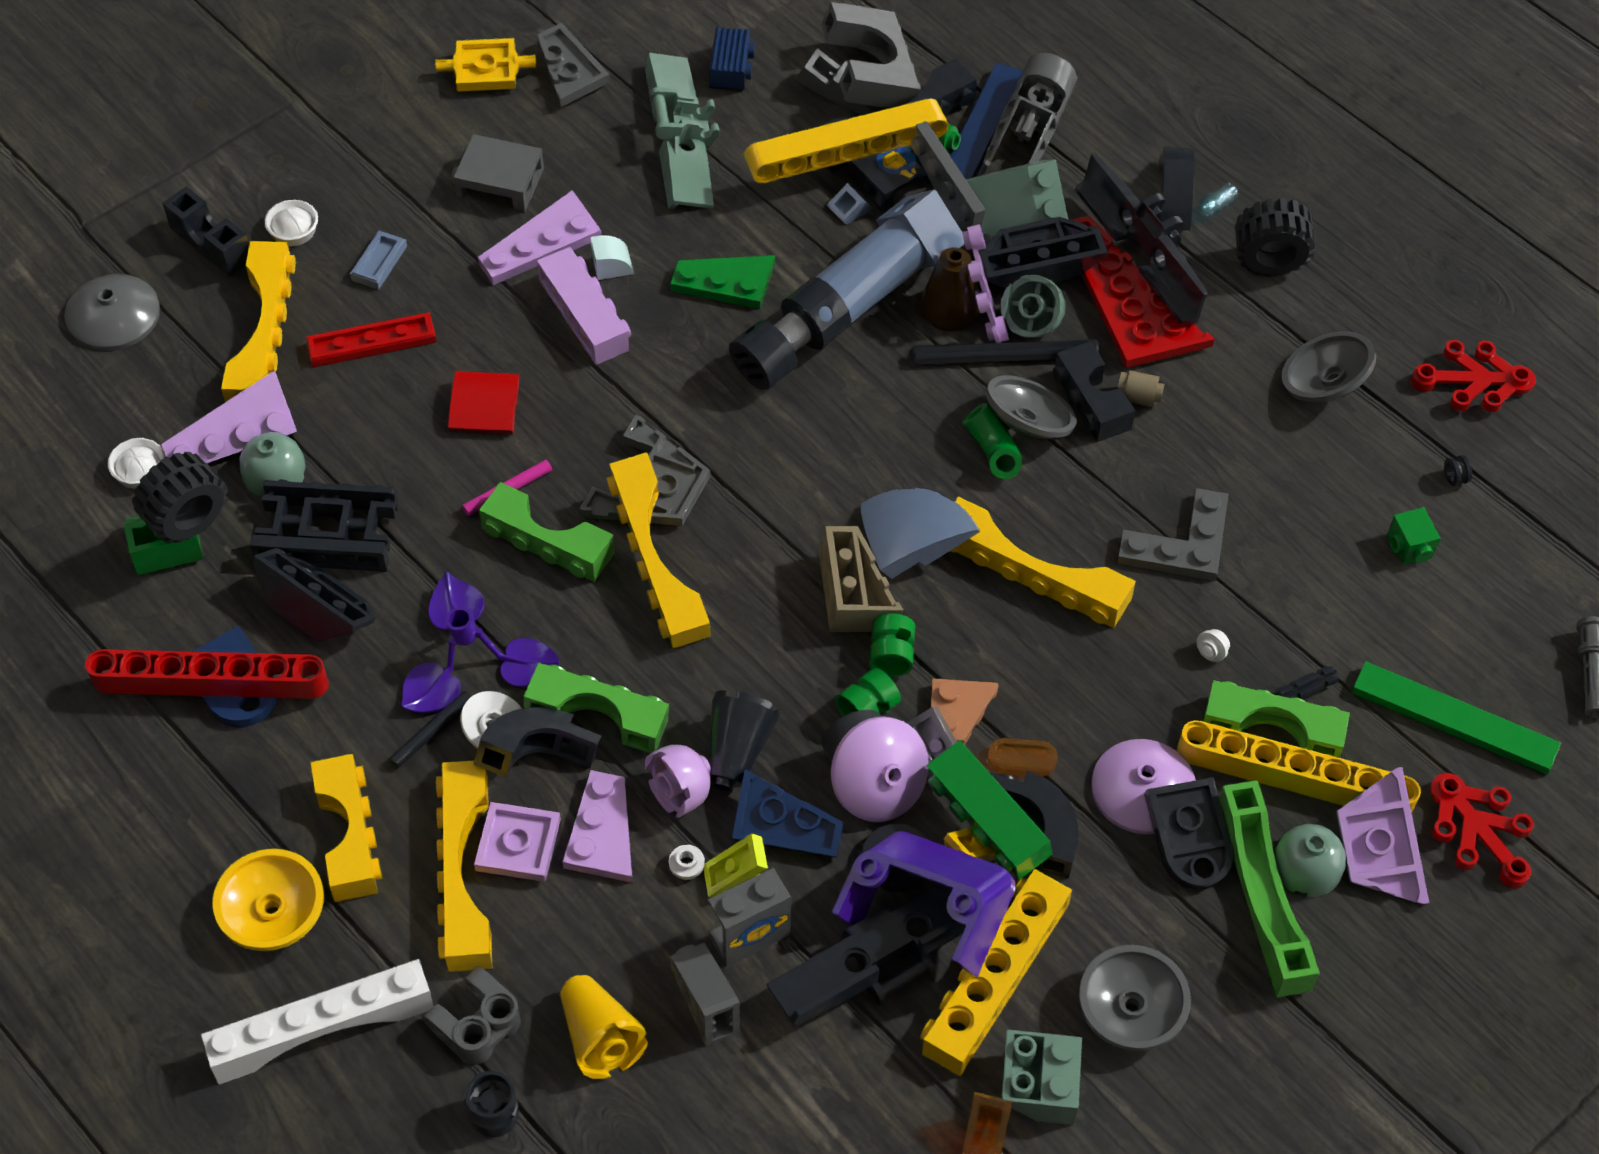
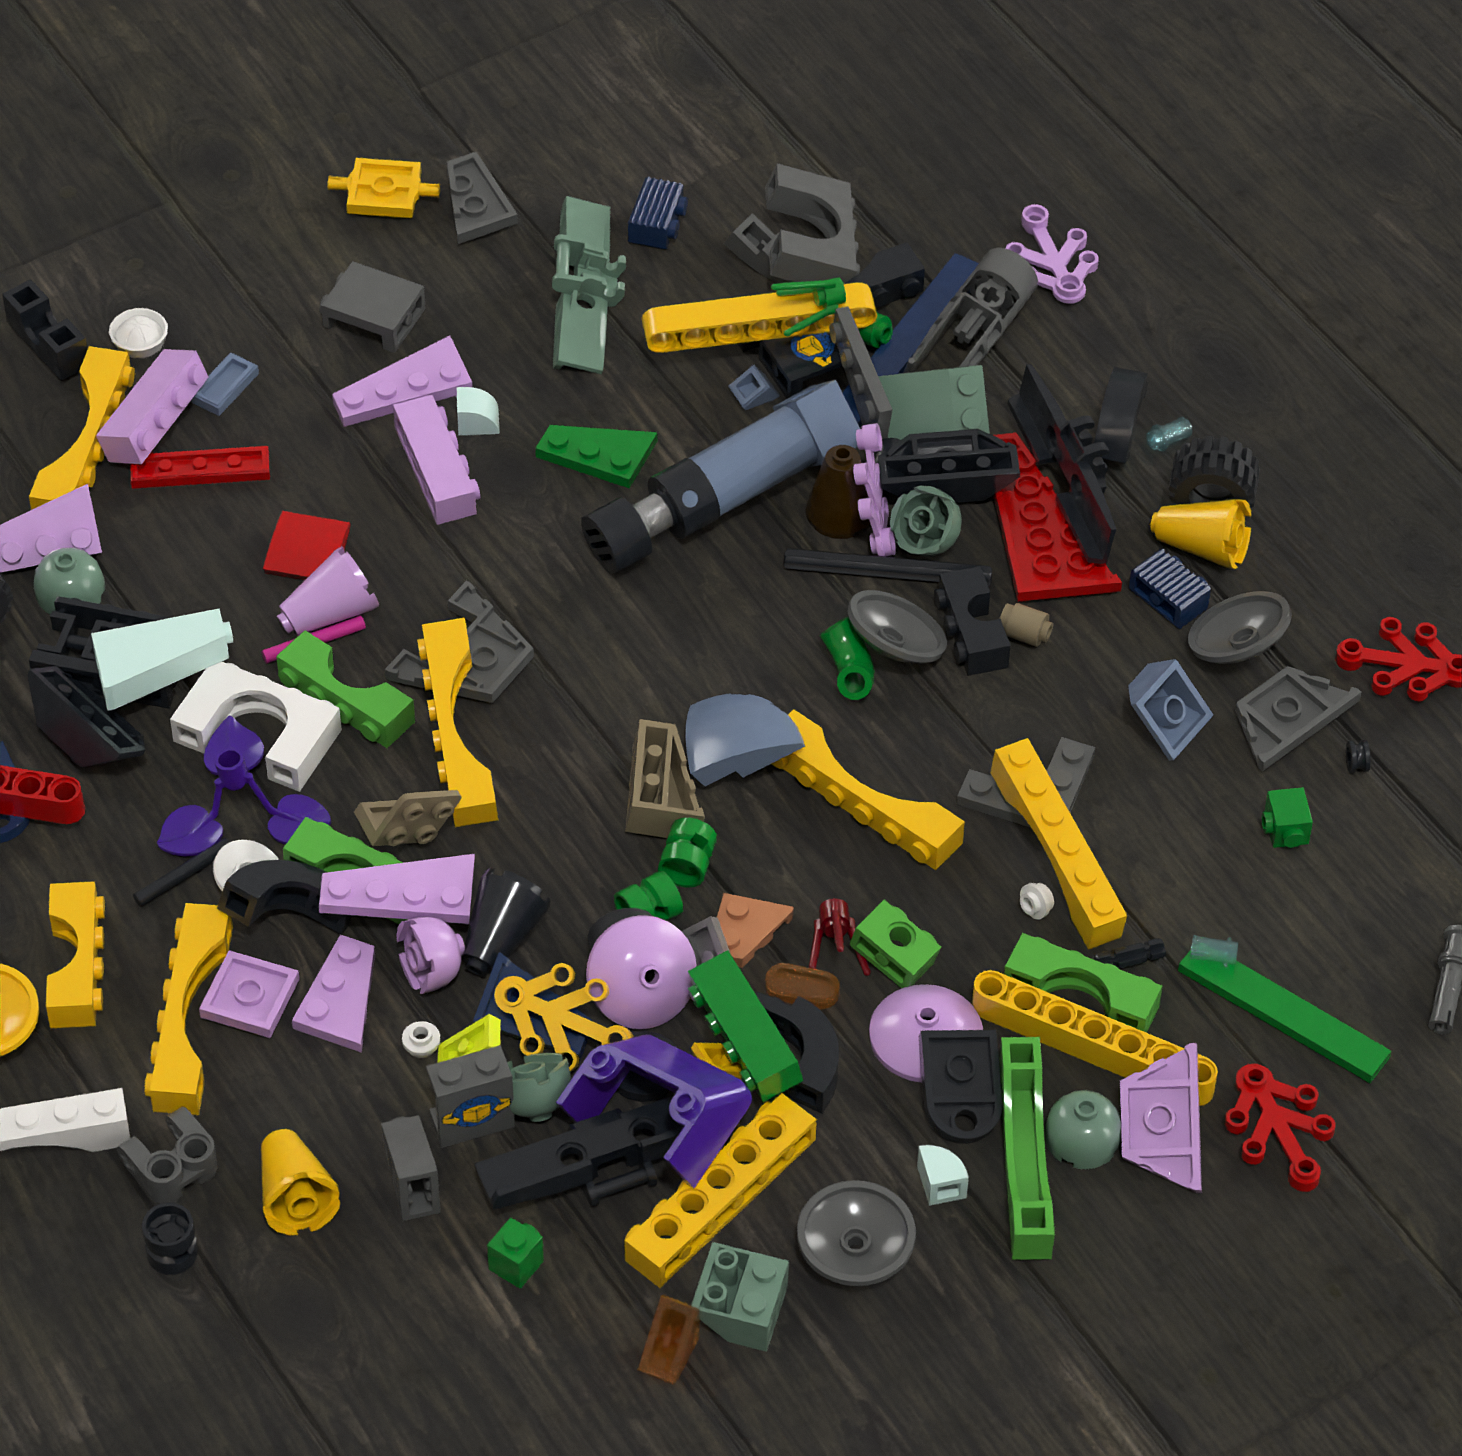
camera: 10 degrees right, 5 degrees down
(318, 290) = (152, 406): none -> lavender brick
(370, 524) = (158, 653): none -> light aqua slope
(442, 548) = (231, 691): none -> white arch
(514, 446) = (328, 596): none -> lavender cone
(630, 650) = (407, 820): none -> dark tan bracket
(644, 722) = (403, 890): none -> lavender wing
(810, 822) = (554, 1012): none -> yellow plant
(812, 893) = (538, 1085): none -> sand green cylinder
(822, 1065) = (515, 1252): none -> green brick
(904, 112) = (826, 292): none -> green plant
(1041, 693) = (835, 923): none -> dark red plant
(1098, 80) = (1065, 286): none -> lavender plant
(1106, 724) = (900, 964): none -> bright green brick
(1194, 924) = (941, 1175): none -> light aqua brick
(1256, 338) = (1170, 588): none -> dark blue brick
(1260, 632) = (1085, 887): none -> yellow arch
(1274, 282) = (1206, 529): none -> yellow cone
(1283, 445) = (1168, 705): none -> sand blue slope
(1385, 671) = (1214, 950): none -> clear light blue pin
(1386, 438) = (1288, 712): none -> dark grey wing

